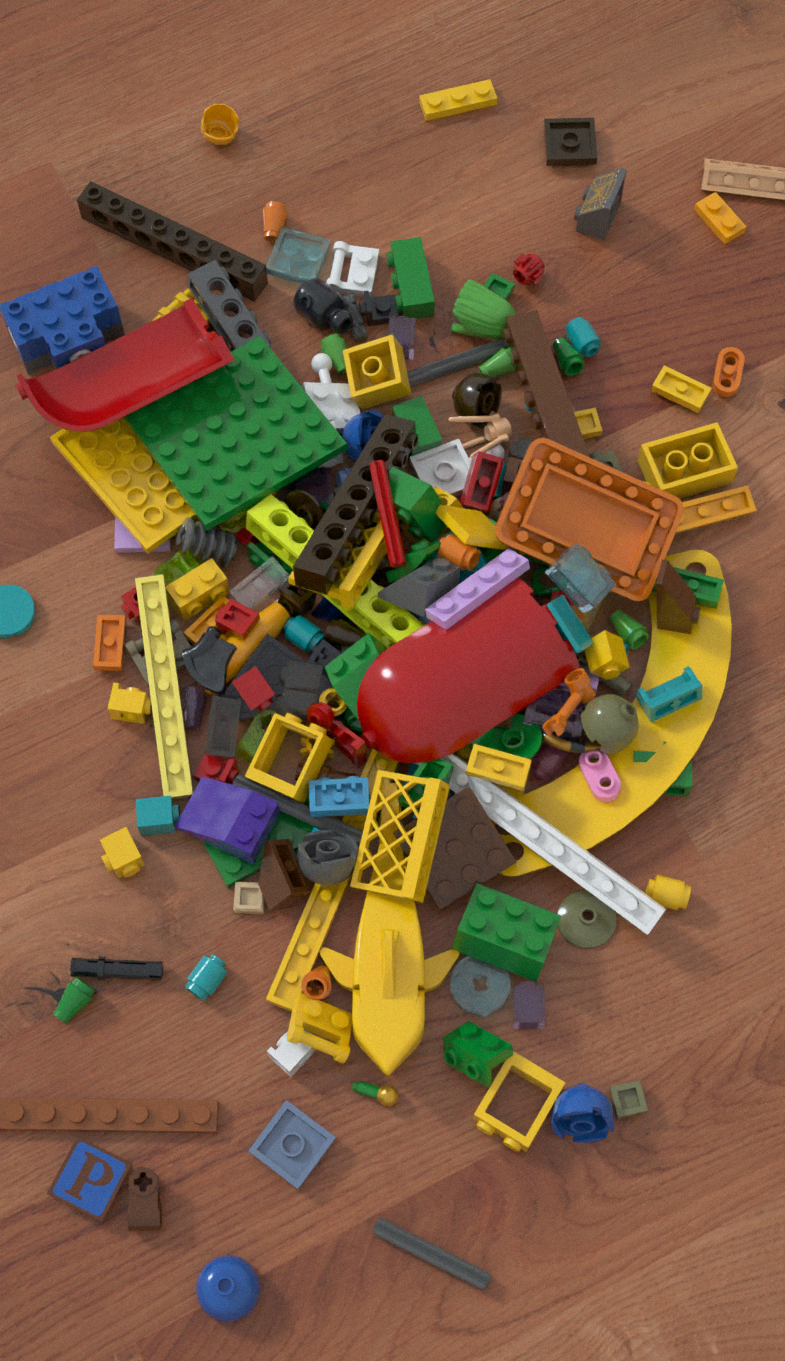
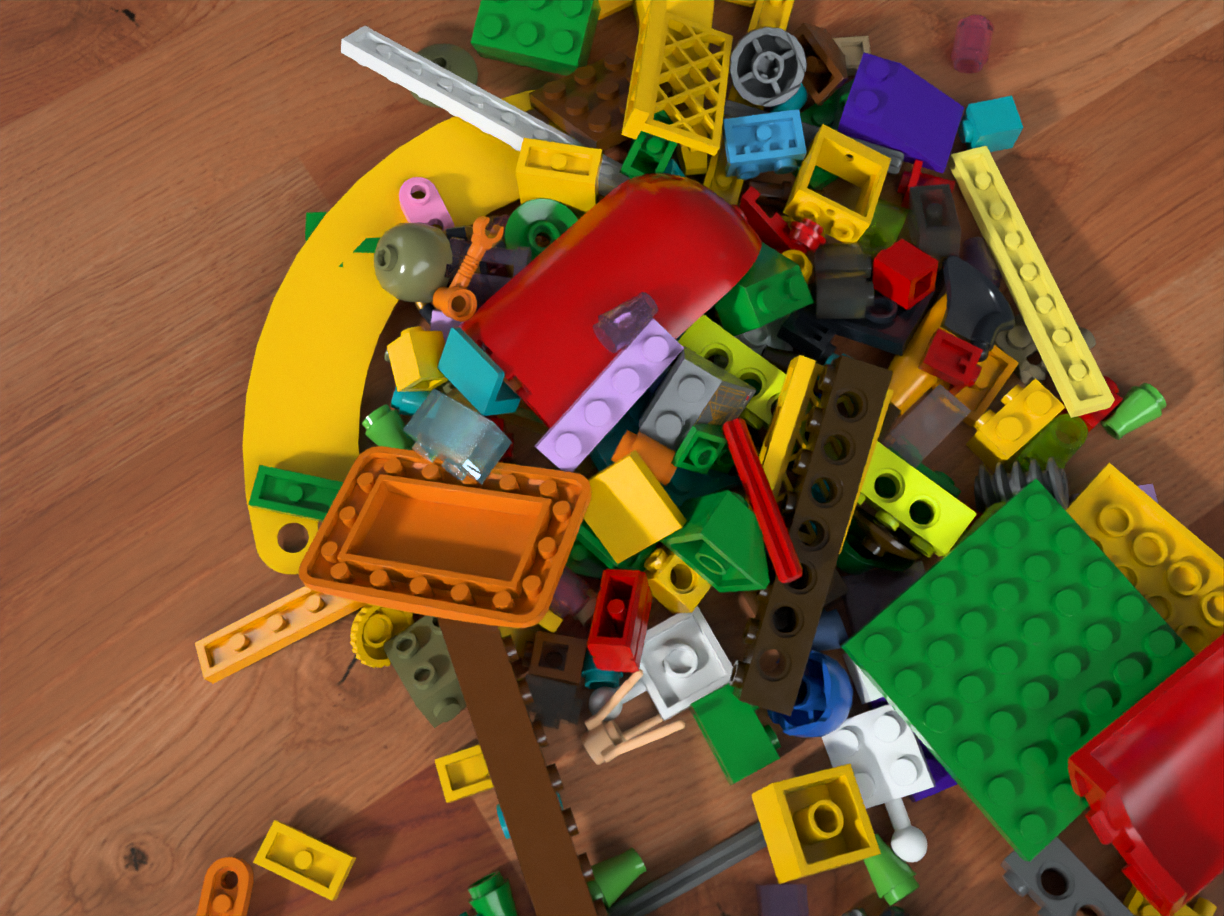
camera: 175 degrees right, 5 degrees up
(109, 596) = (1136, 409): none -> bright green cone
(109, 643) = (1117, 342): orange plate -> none
(121, 854) = (1020, 76): yellow brick -> none
(129, 704) = (1070, 257): yellow brick -> none
(151, 891) = (972, 44): none -> clear pink brick
(463, 619) = (623, 323): none -> clear purple cone
(477, 396) = (645, 795): dark brown cylinder -> none
(668, 892) = (341, 100): yellow brick -> none
(670, 695) = (332, 324): teal hinge -> none
(675, 601) = (319, 445): reddish brown slope -> none
(688, 462) = (295, 705): yellow brick -> none

